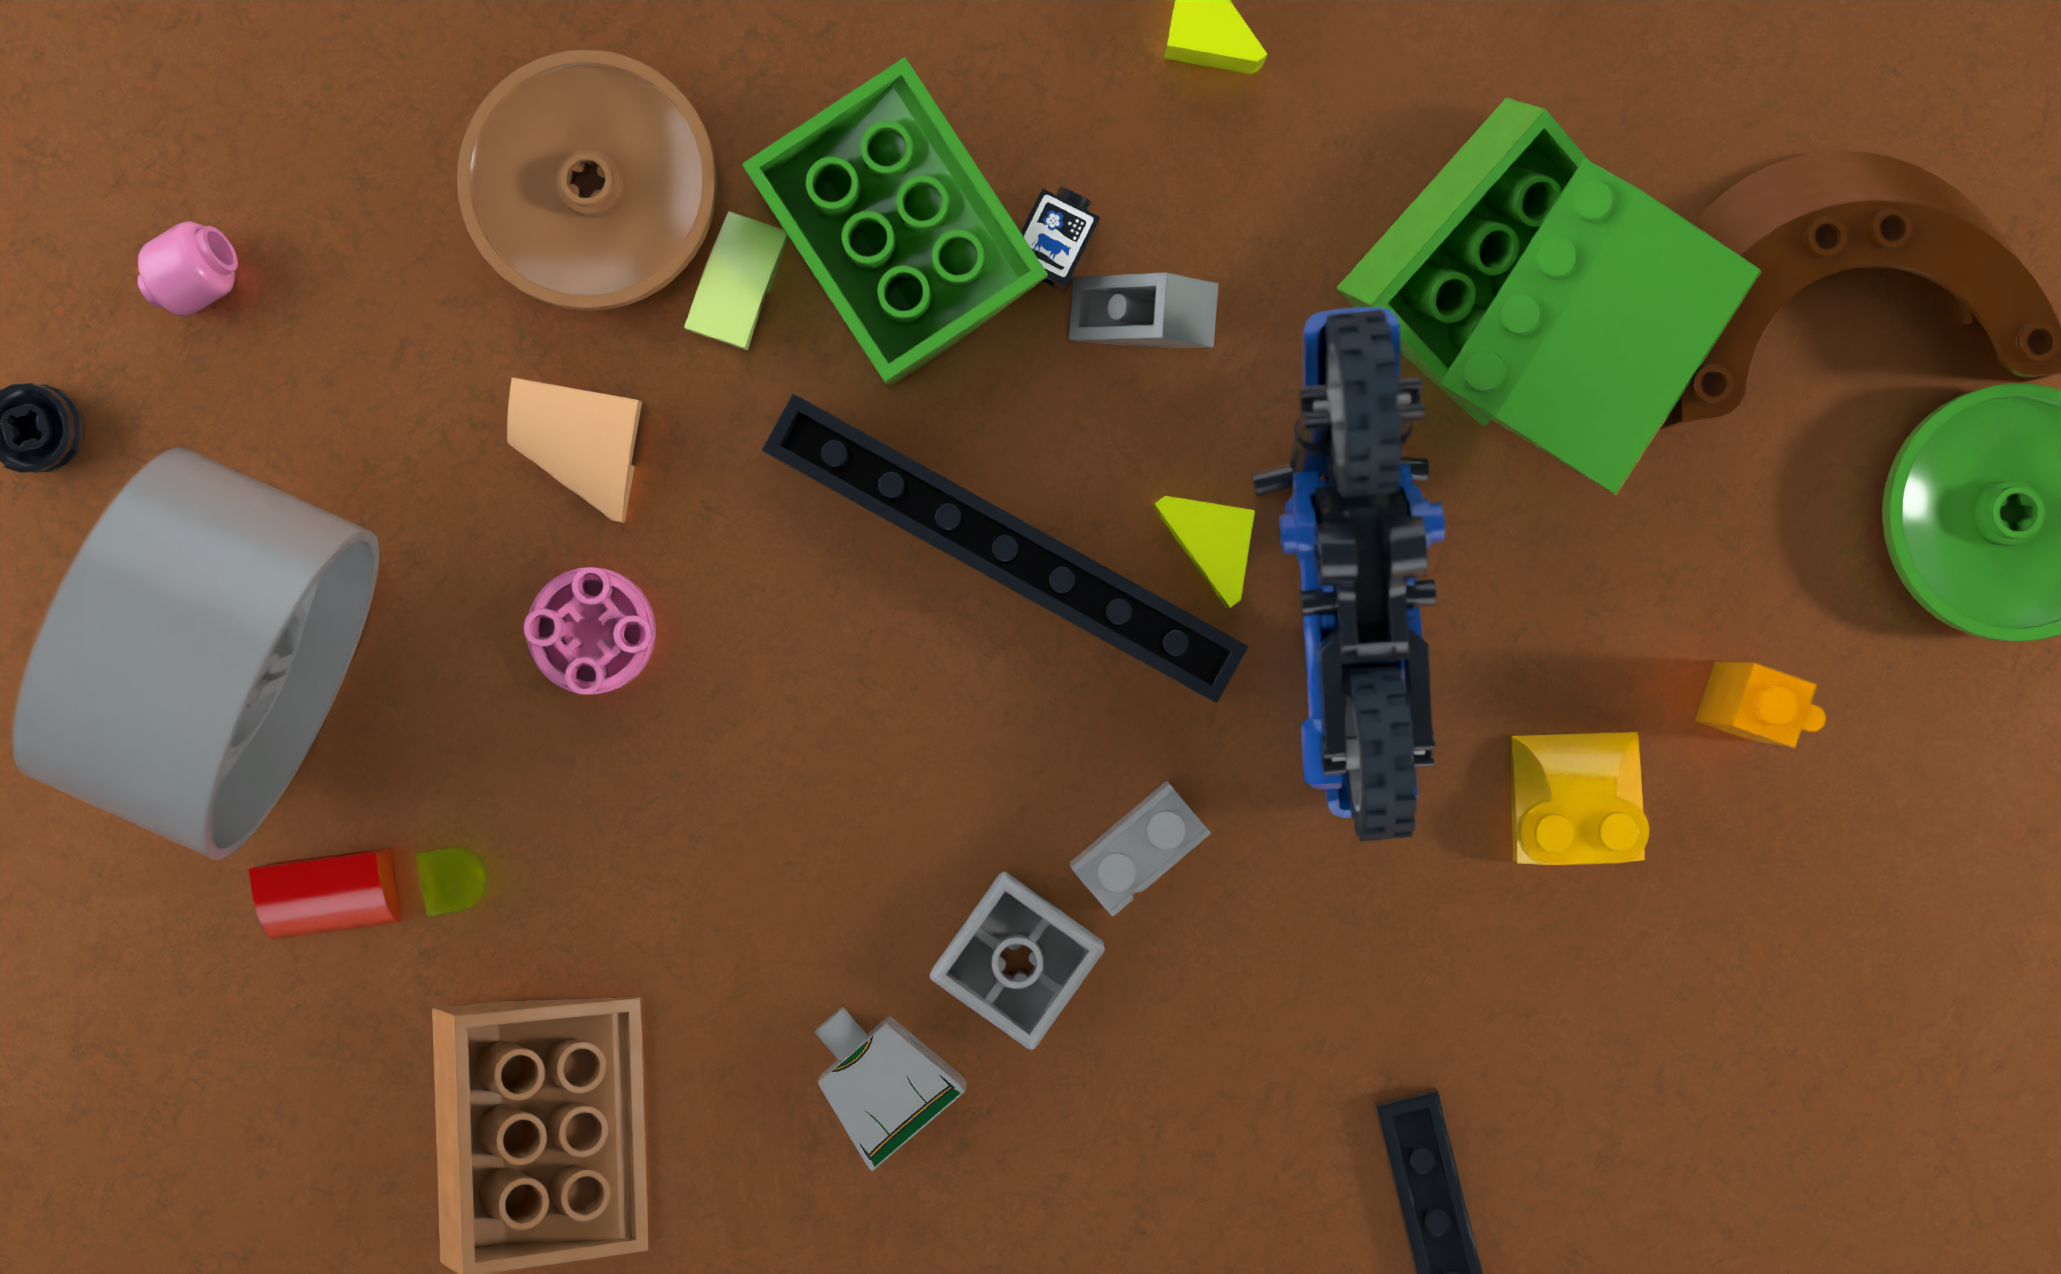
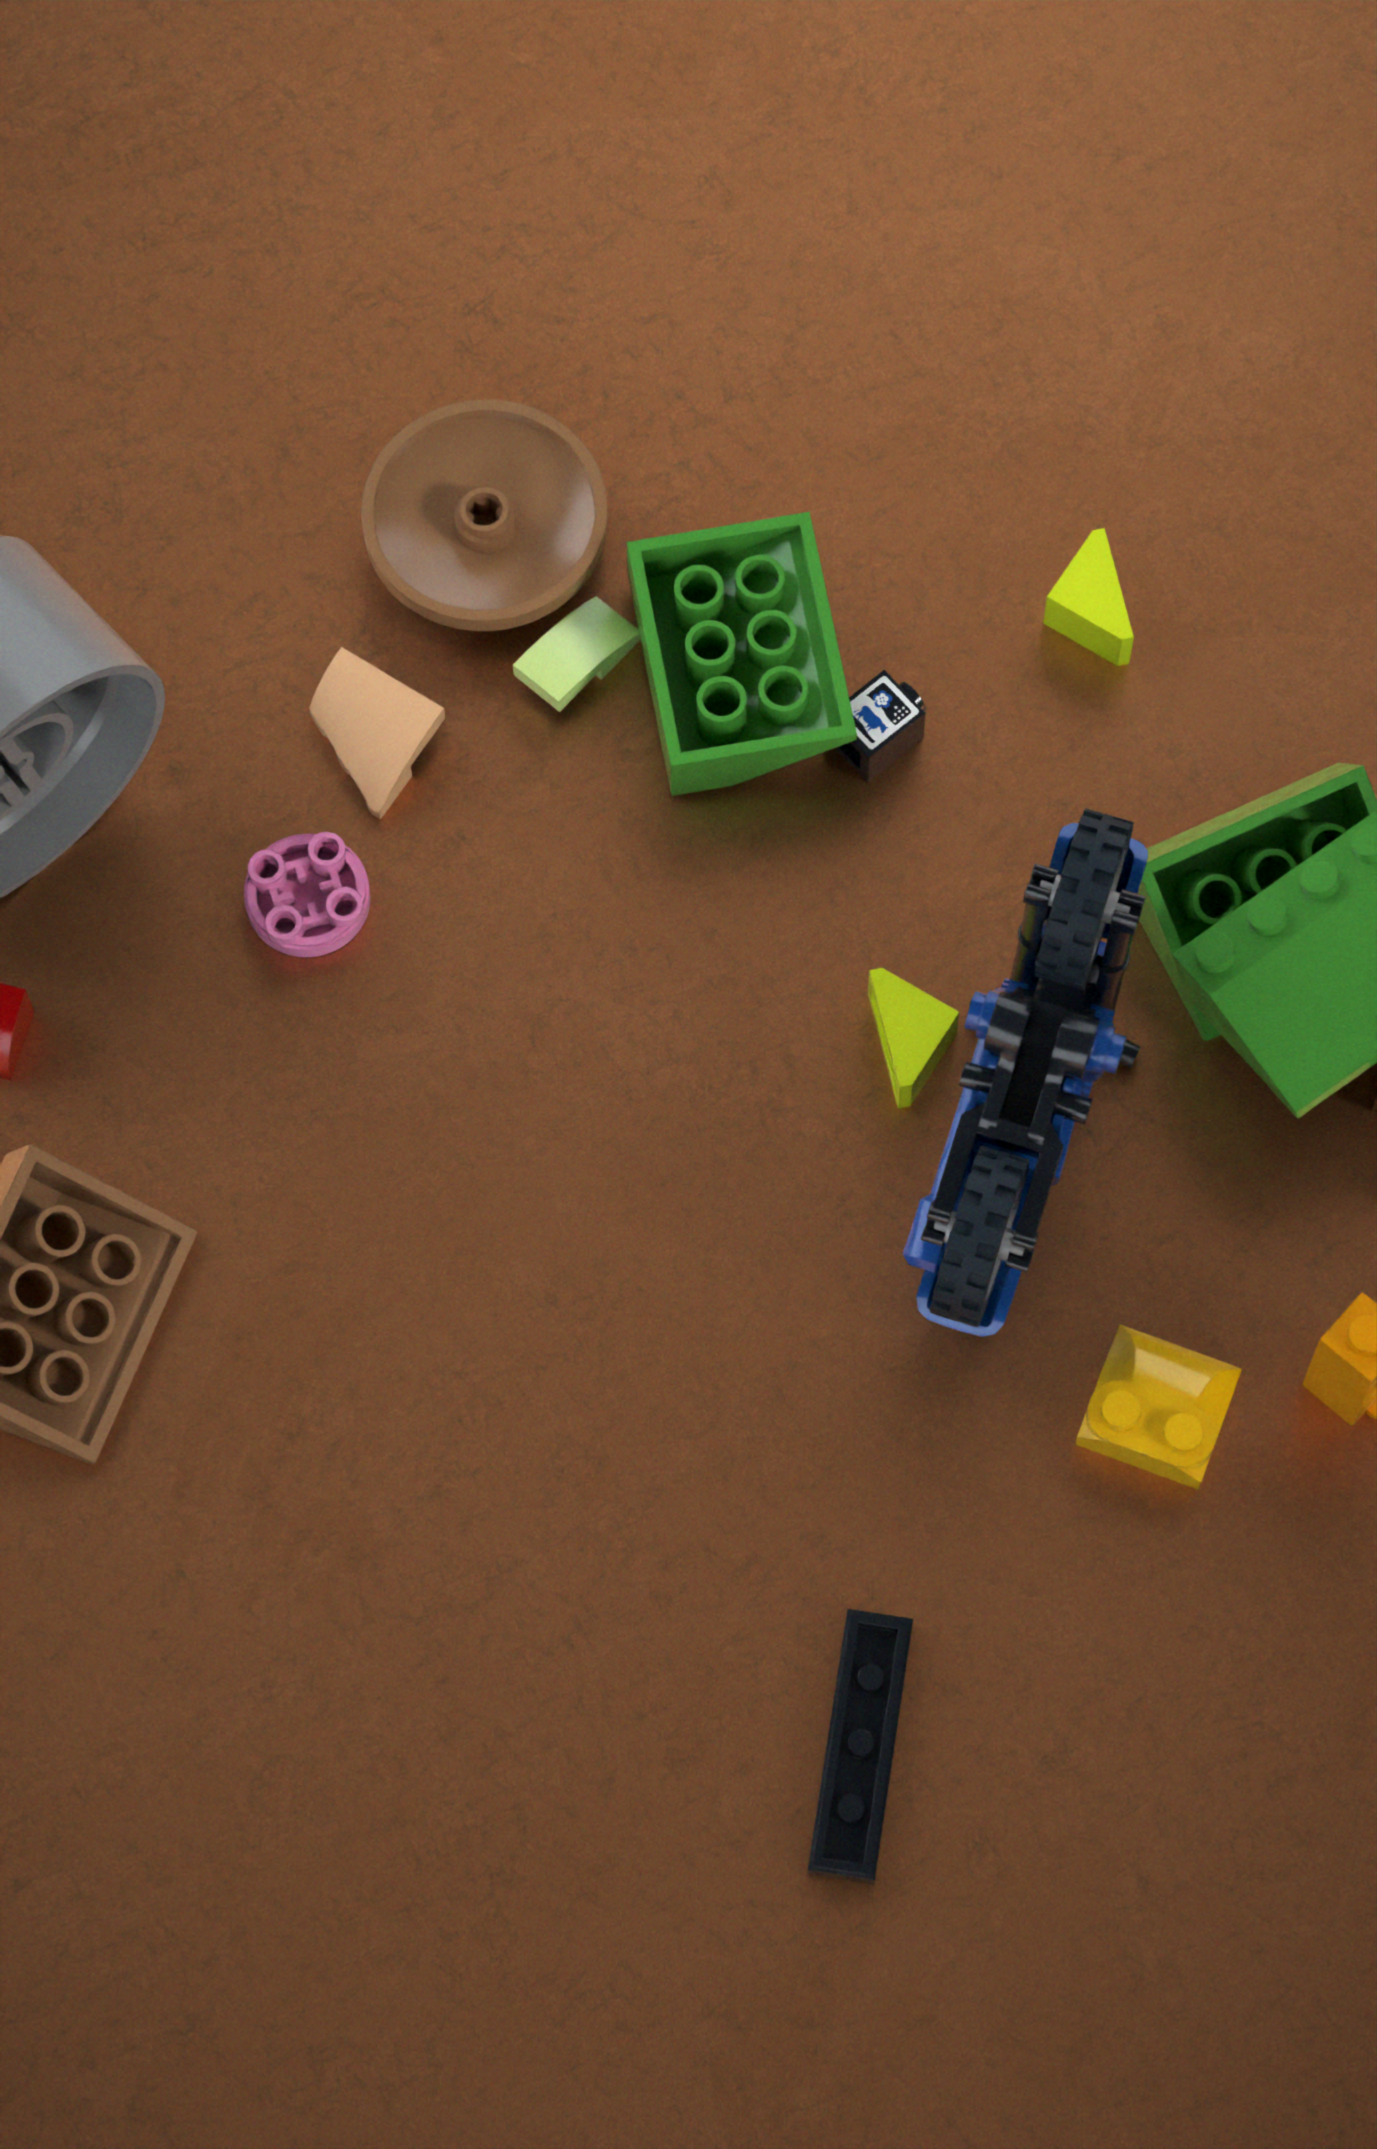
camera: 20 degrees right, 20 degrees down
(187, 268) = (101, 455): bright pink head -> none
(451, 879) = (76, 1058): clear neon green tile -> none
(883, 1083) = (389, 1393): light grey torso -> none
(1004, 548) = (718, 962): black brick -> none
(1023, 1002) = (573, 1289): light grey brick -> none
(1139, 848) = (724, 1273): light grey brick -> none
(1144, 310) = (933, 814): light grey slope -> none

